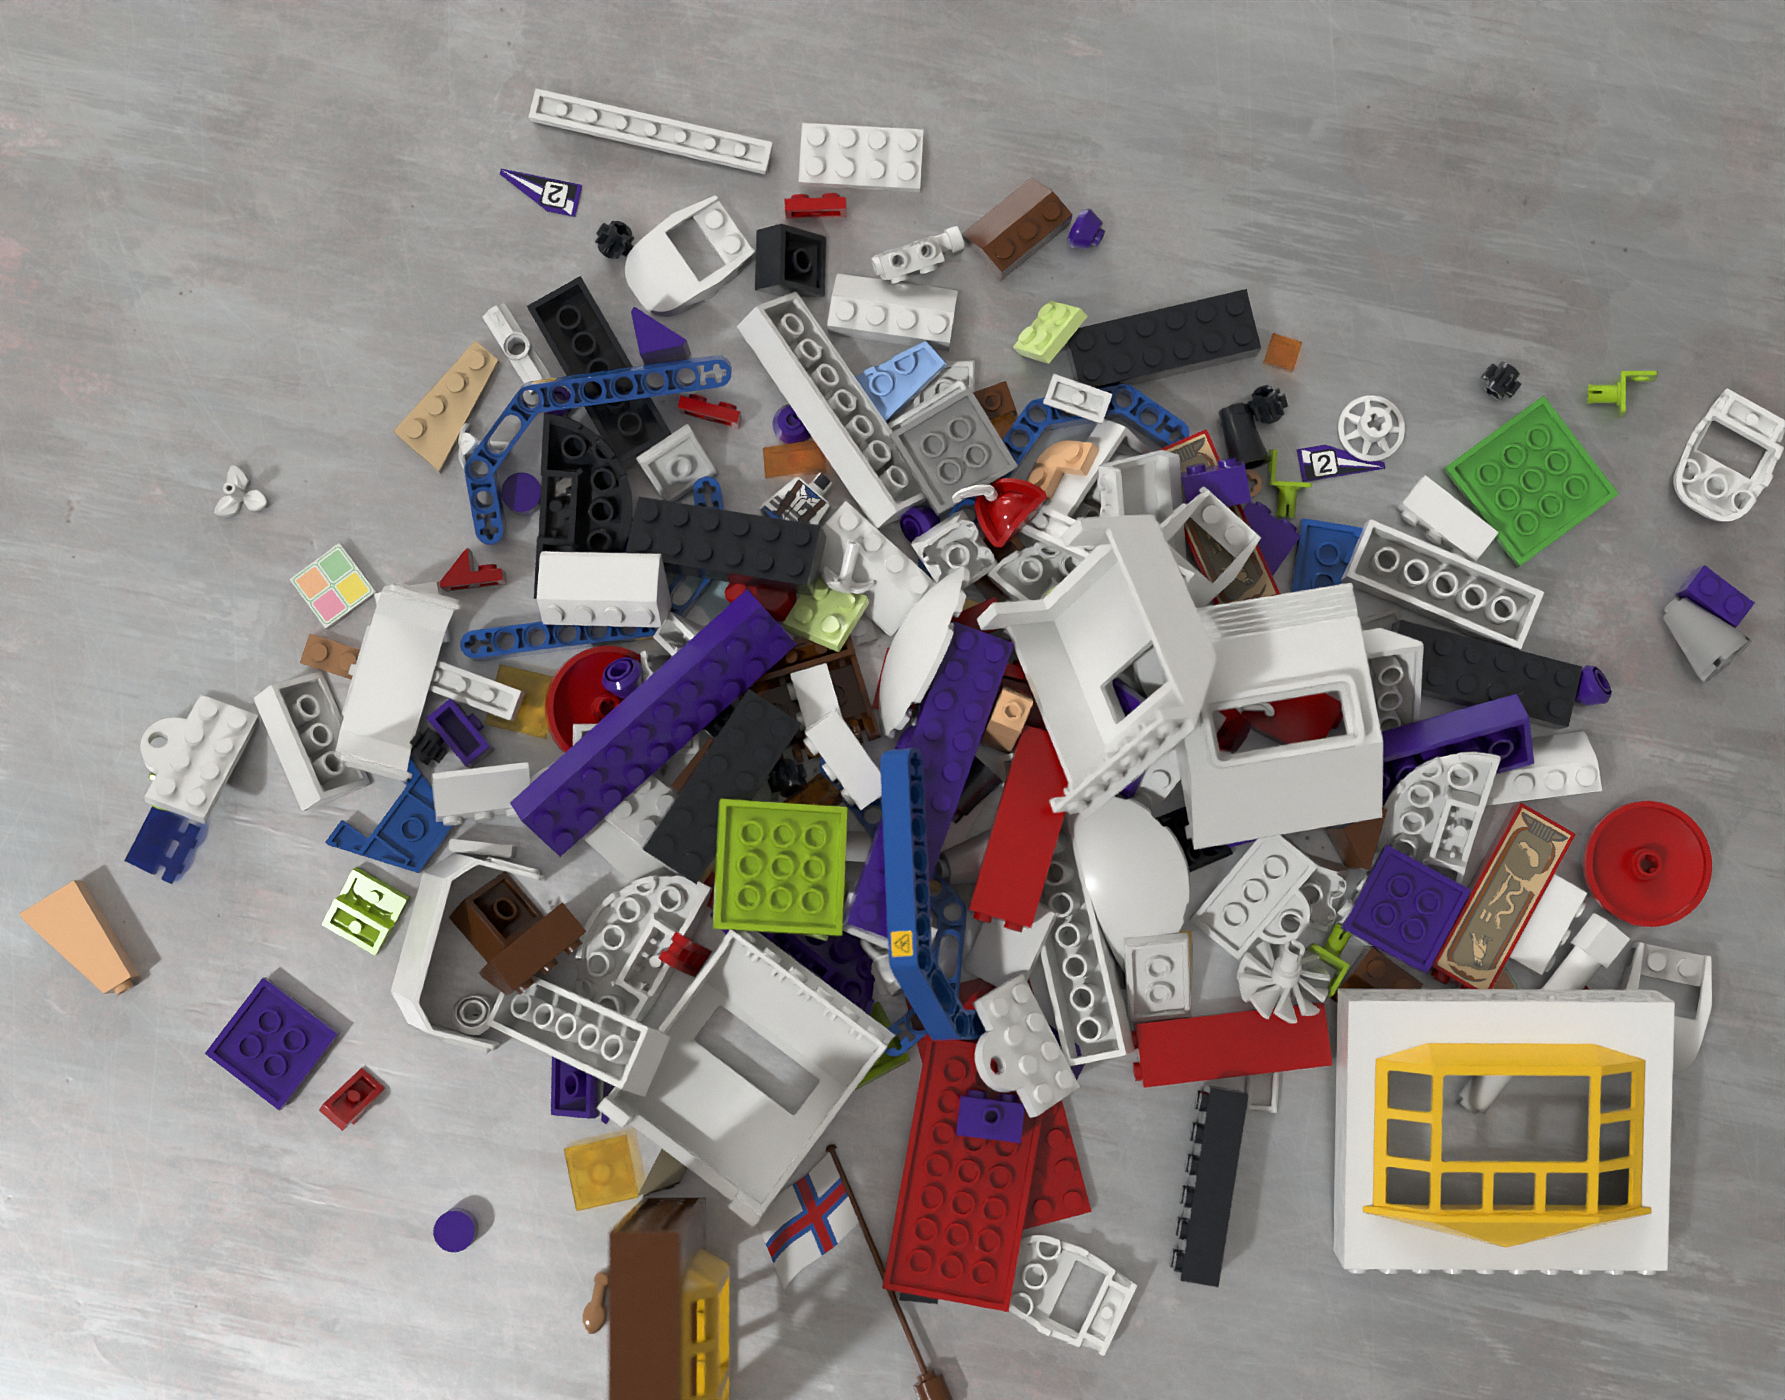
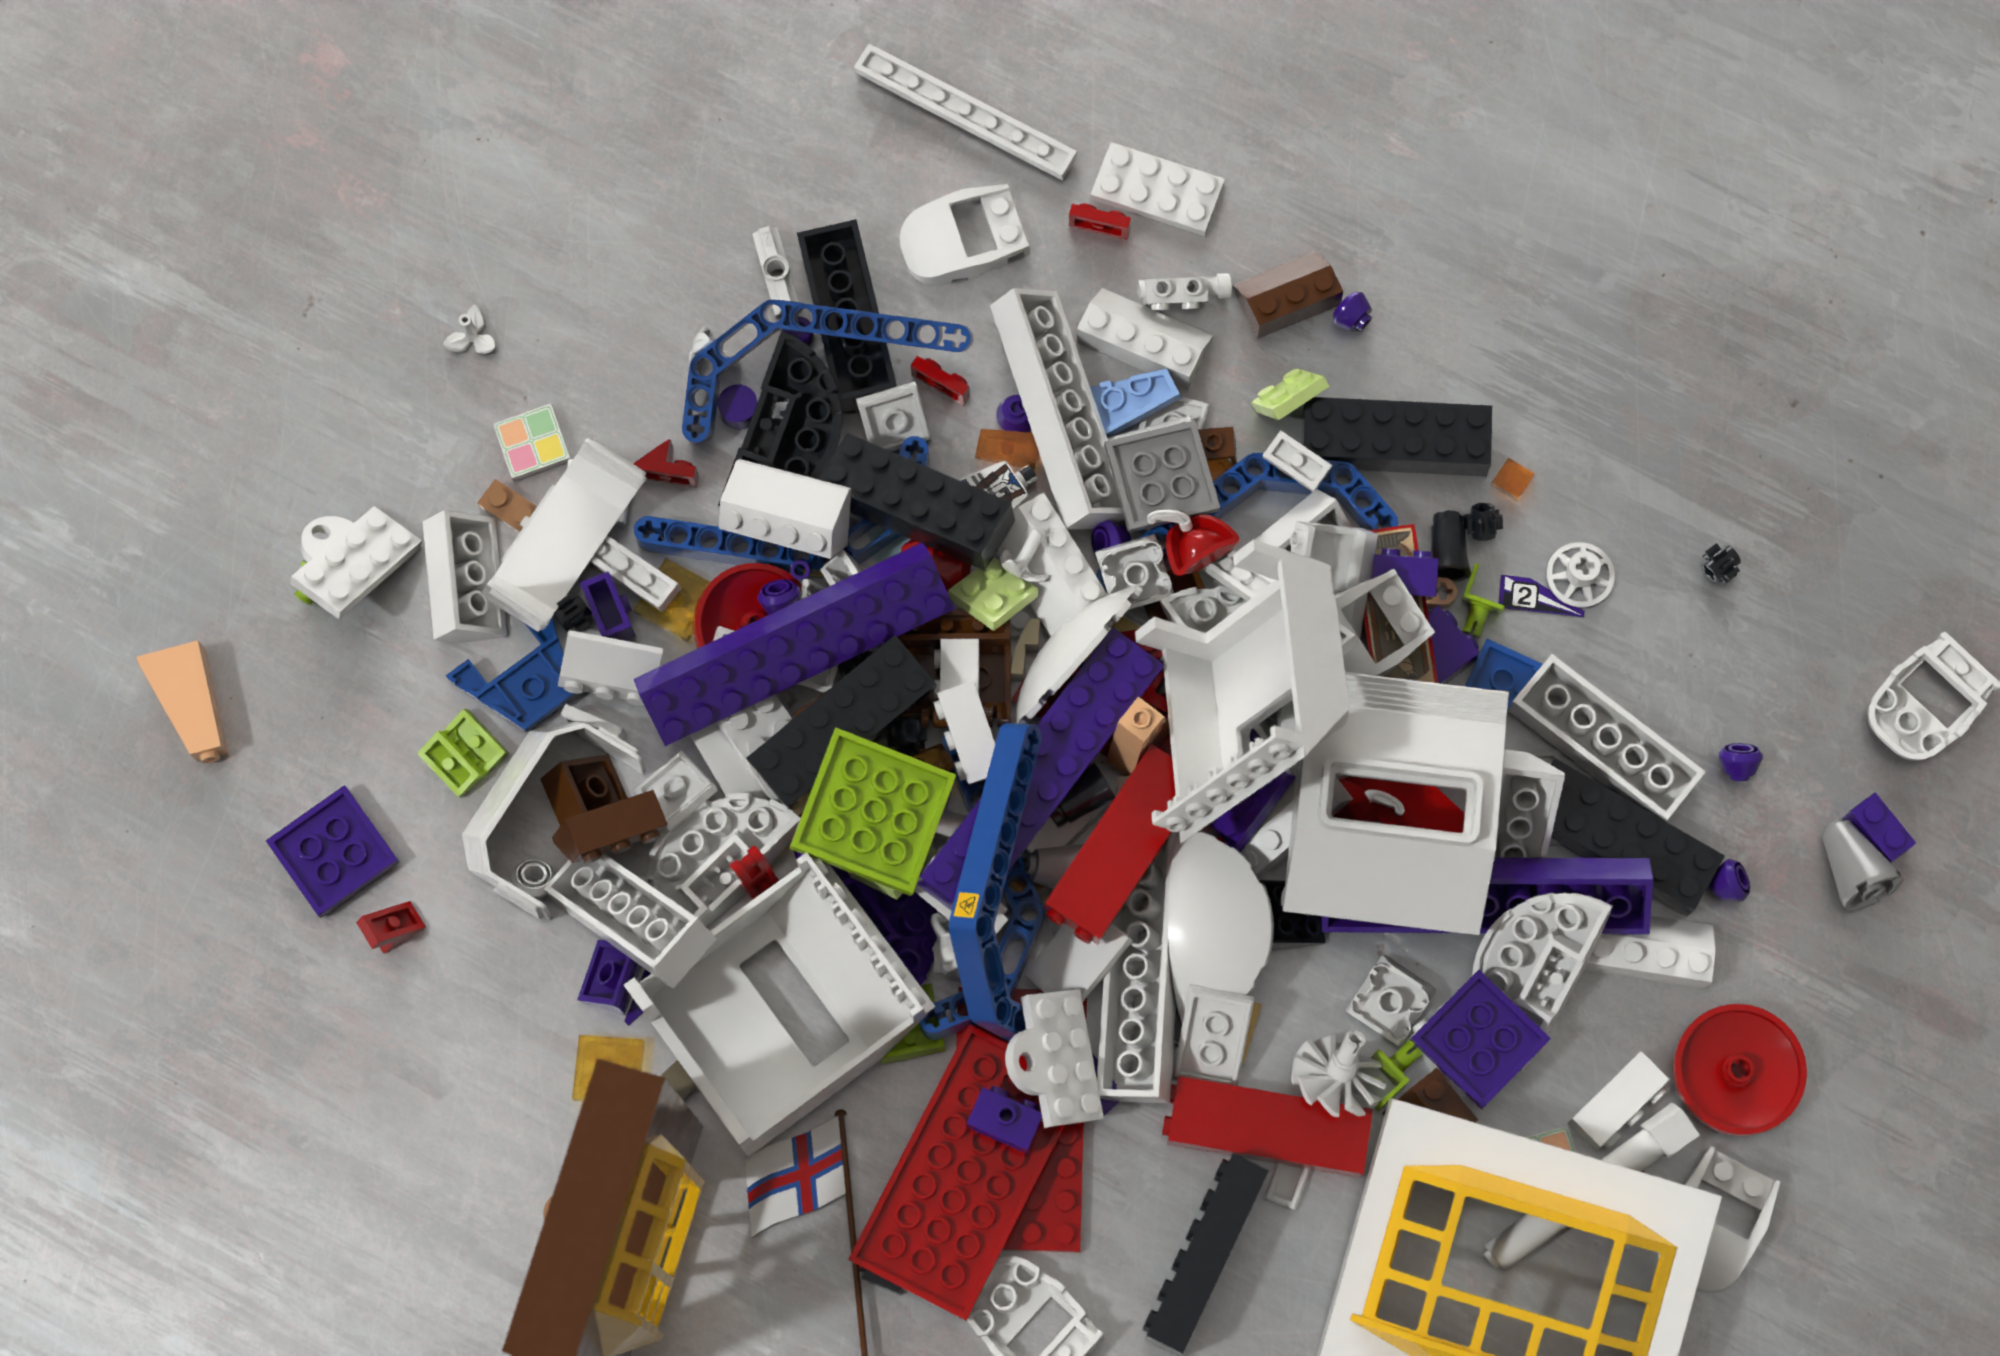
camera: 20 degrees right, 10 degrees down
(154, 841) = (286, 628): clear blue plate -> none
(437, 419) = (680, 316): tan wing -> none
(455, 1230) = (449, 1082): dark purple piece -> none
(549, 193) = (850, 142): sticker -> none
(582, 888) = (679, 788): none -> white tile
(614, 239) = (899, 198): black gear -> none
(635, 649) = (793, 570): none -> dark purple piece
(657, 341) = (910, 297): dark purple slope -> none
(790, 261) = (1060, 263): black slope -> none
(872, 645) = (1027, 642): none -> dark tan slope
(1062, 458) = (1265, 516): light nougat plate -> none
(1258, 896) = (1337, 986): white plate -> none
(1357, 841) = (1450, 957): reddish brown slope -> none
(1446, 520) = (1629, 679): white brick -> none
(1501, 899) = (1580, 1062): brick -> none
(1531, 481) = (1724, 668): bright green plate -> none
(1569, 567) = (1740, 760): none -> dark purple cone
(1617, 392) = (1833, 606): lime bracket -> none

